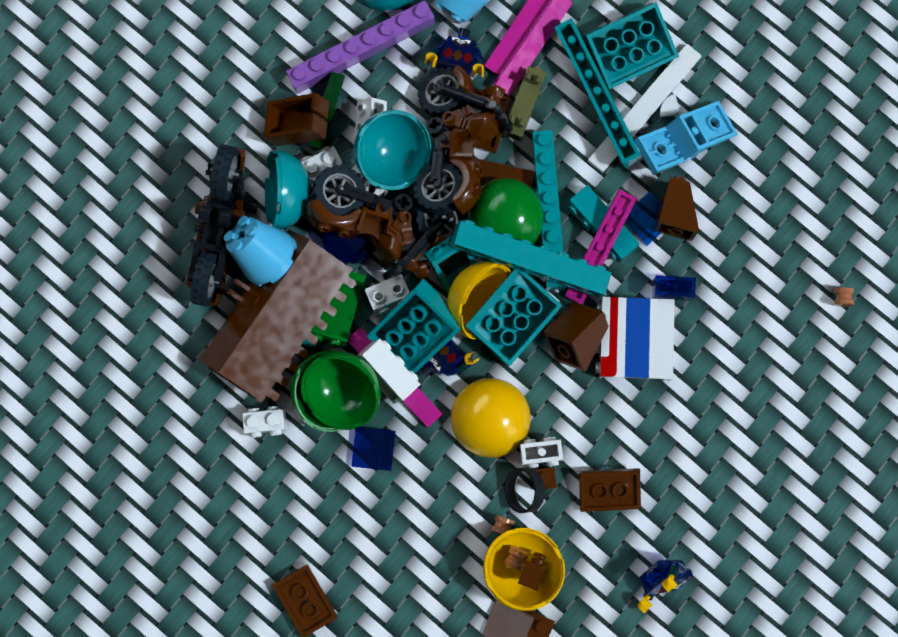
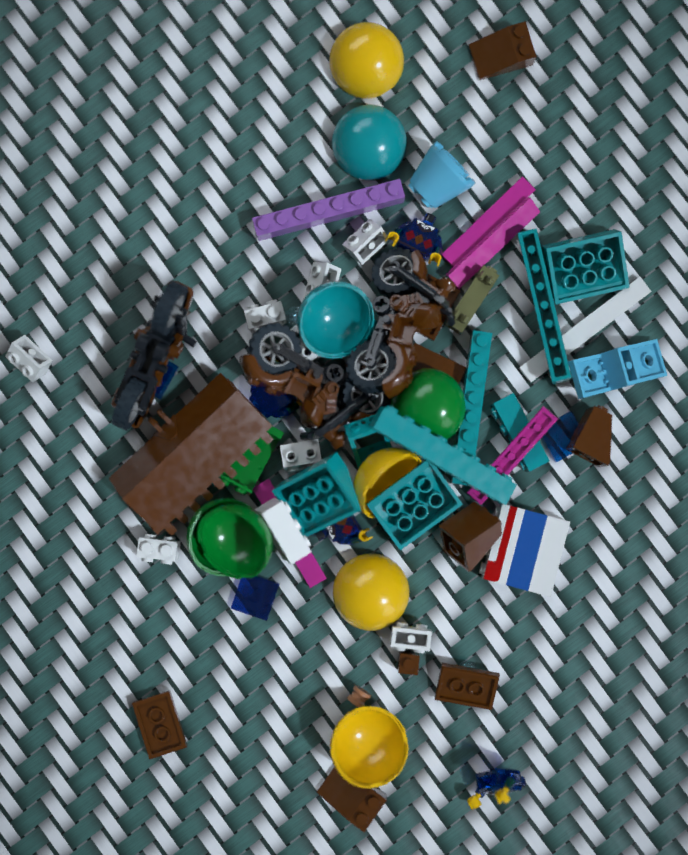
camera: 10 degrees right, 5 degrees up
(91, 260) = (28, 358): none -> white brick
(260, 250) = (188, 389): medium azure cone -> none
(286, 189) = (226, 334): teal piece -> none
(296, 119) = (251, 268): reddish brown piece -> none
(331, 94) = (282, 265): dark green slope -> none
(405, 69) = (365, 241): none -> white brick
(515, 558) = (364, 731): nougat wheel -> none
(533, 571) = (378, 750): reddish brown window -> none
(539, 490) = (400, 670): black tyre -> none
(669, 107) = (608, 333): white tile -> none
(674, 288) = (572, 510): clear blue brick -> none

